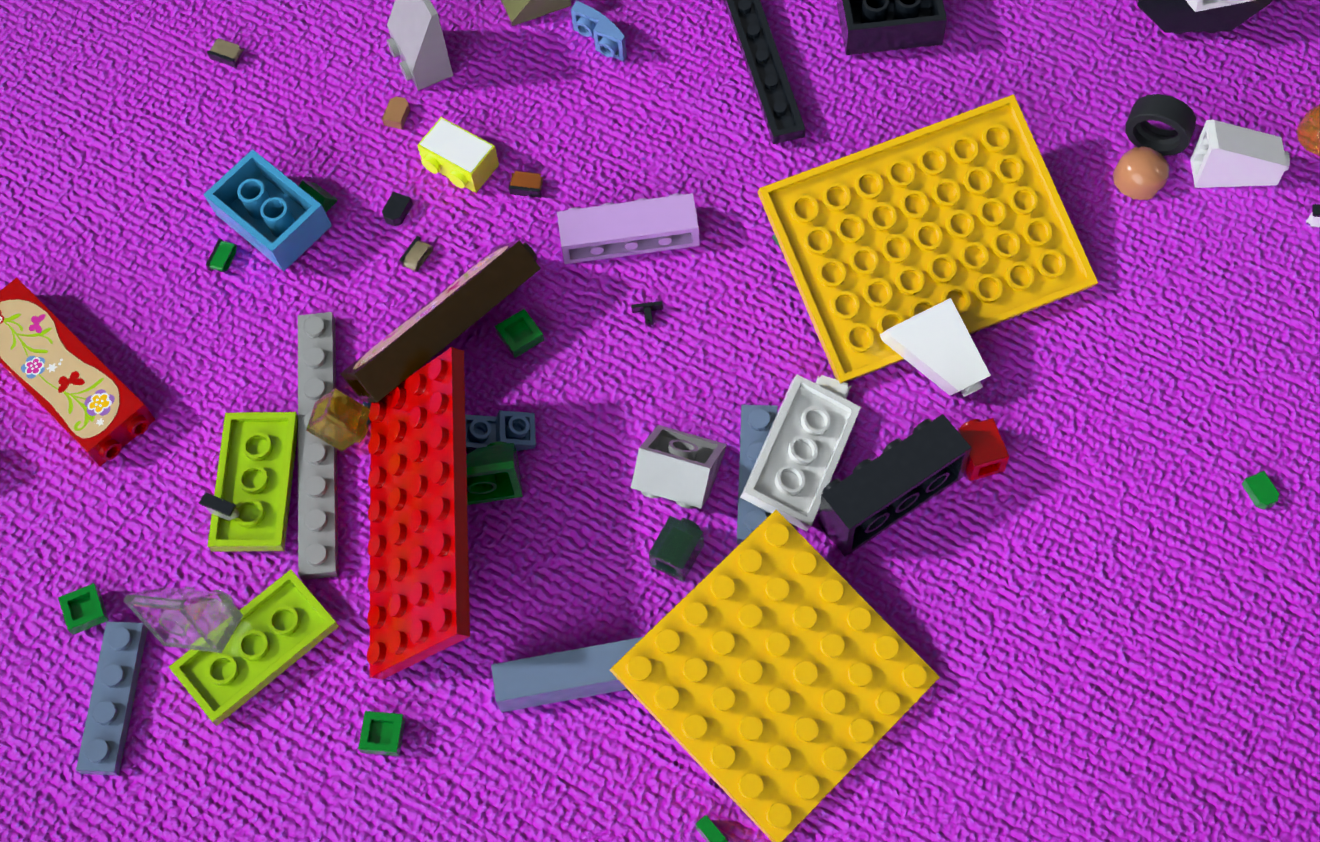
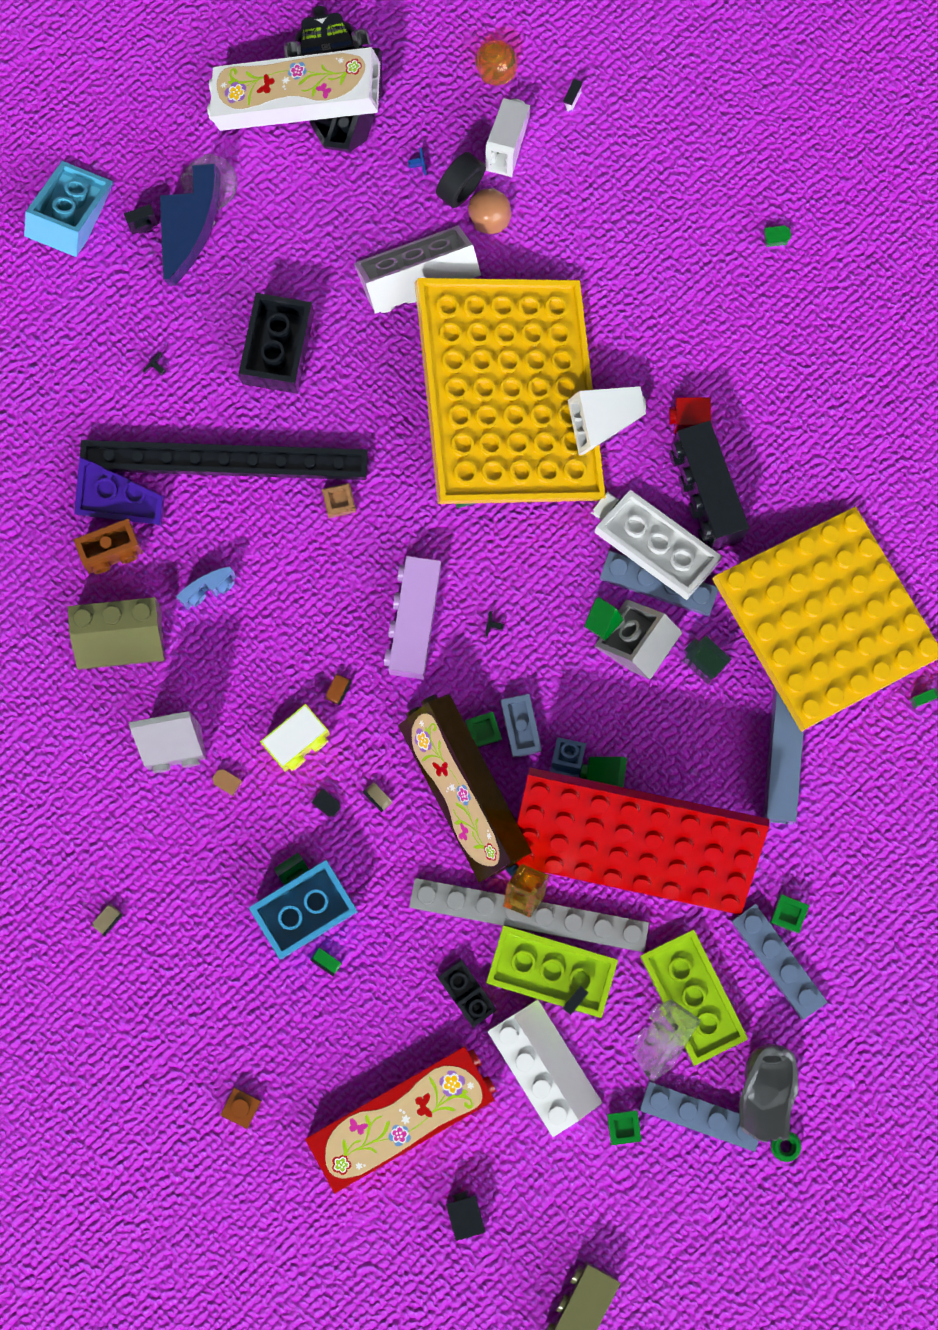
camera: 80 degrees left, 15 degrees up
(50, 222) = (240, 1108): none -> dark orange plate
(80, 803) = (790, 1155): none -> green plate
(137, 501) = (545, 1068): none -> white slope
(145, 761) = (769, 1093): none -> dark grey hair
(207, 408) = (466, 992): none -> black slope
(320, 740) = (779, 962): none -> sand blue plate
(536, 370) = (521, 726): none -> sand blue plate
(691, 421) = (603, 619): none -> green slope
(740, 126) = (339, 500): none -> medium nougat tile
(1060, 137) = (392, 274): none -> white slope
(1164, 89) = (418, 162): none -> blue piece

